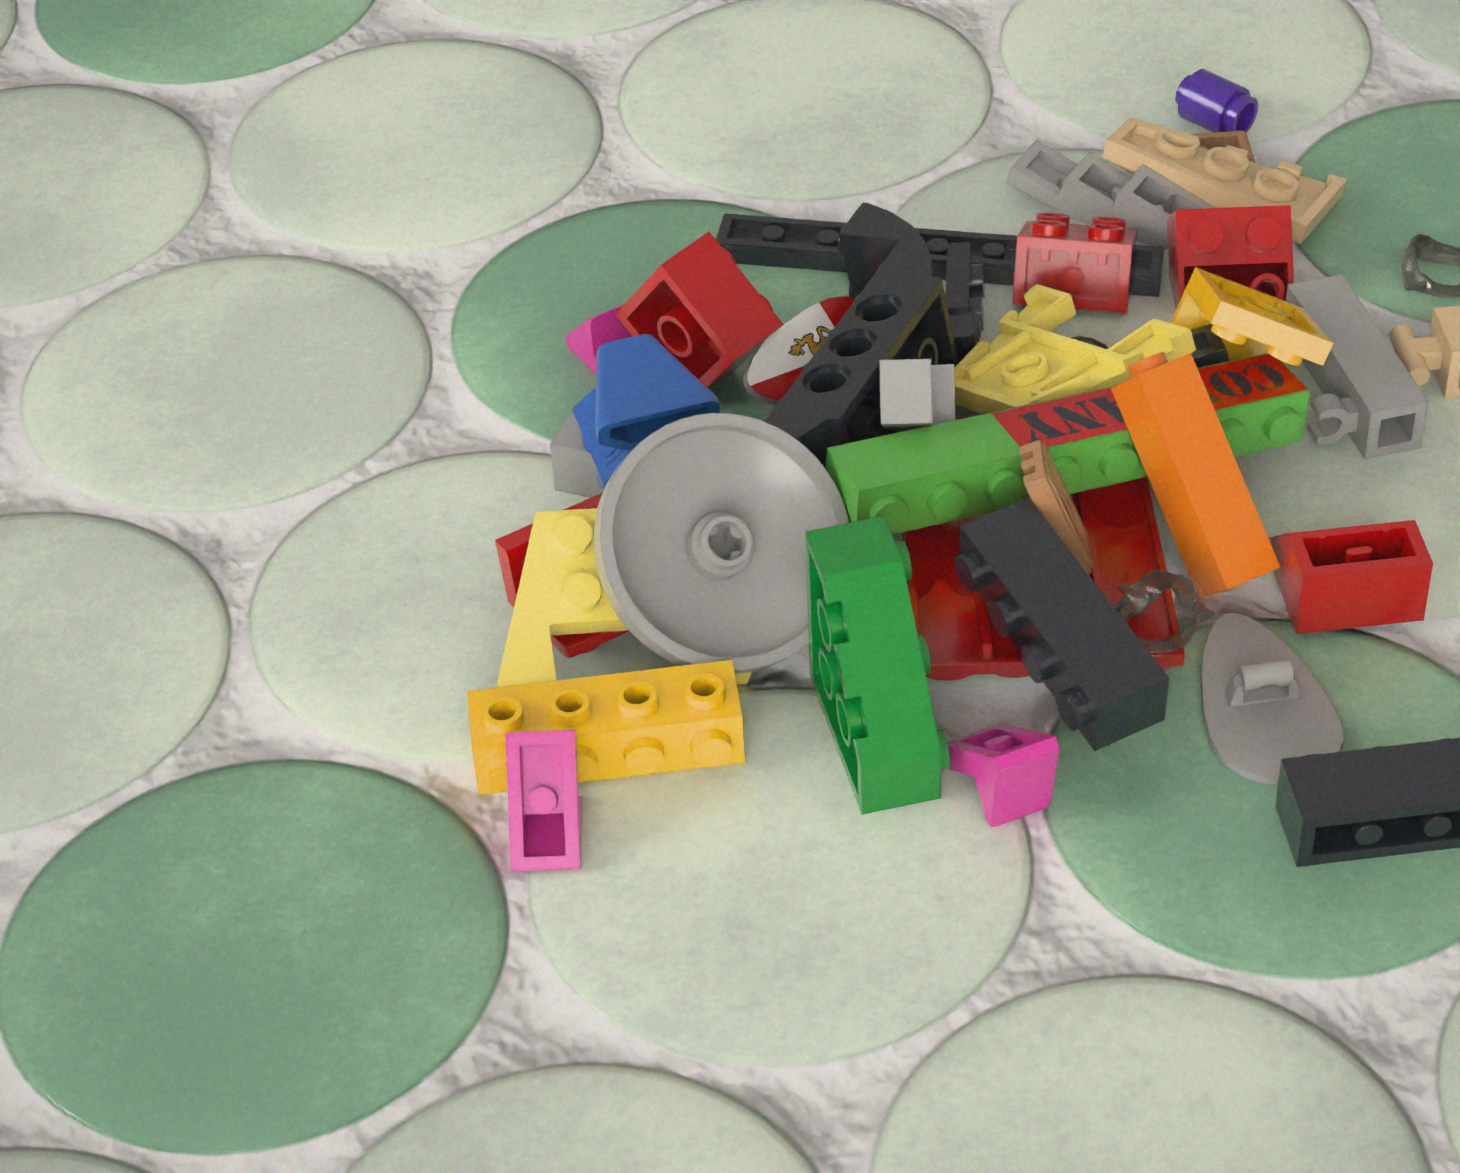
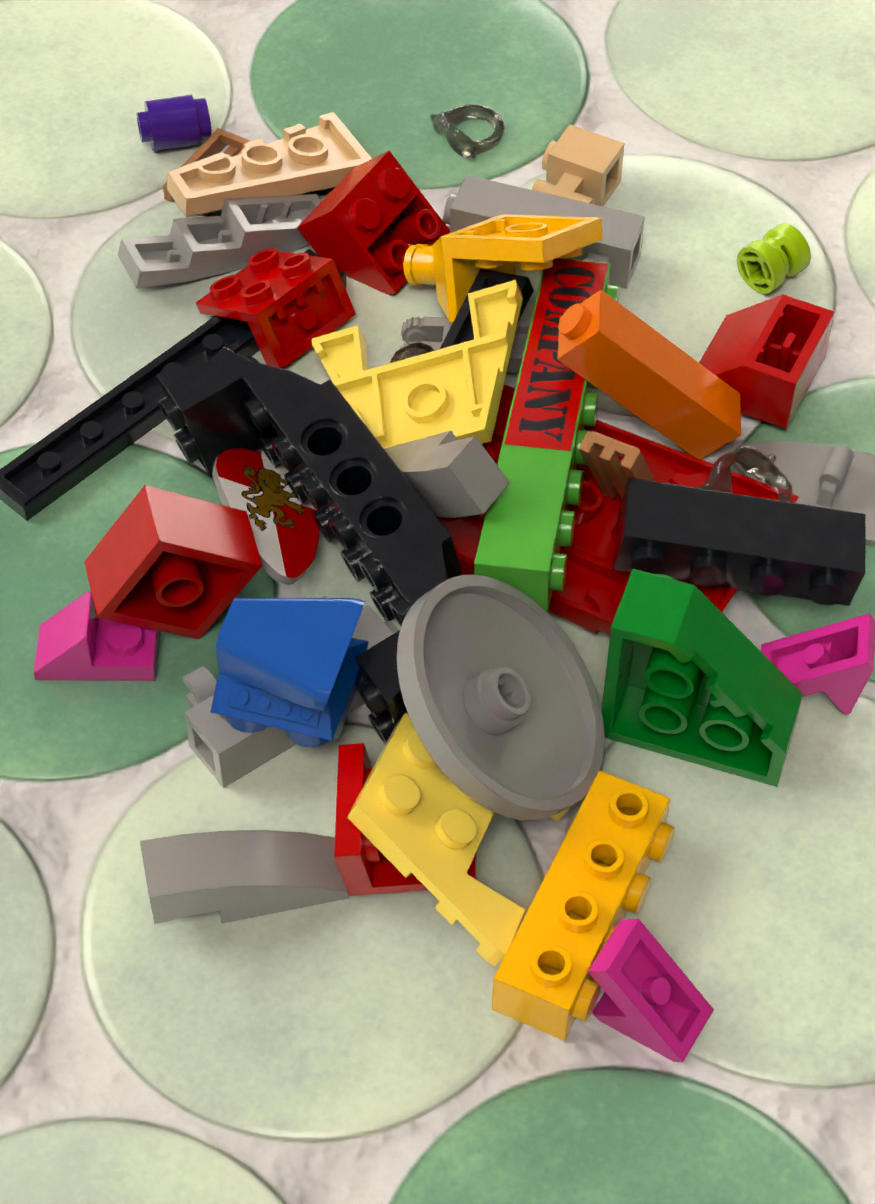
camera: 60 degrees left, 10 degrees up
(452, 510) = (239, 873): none -> light grey slope

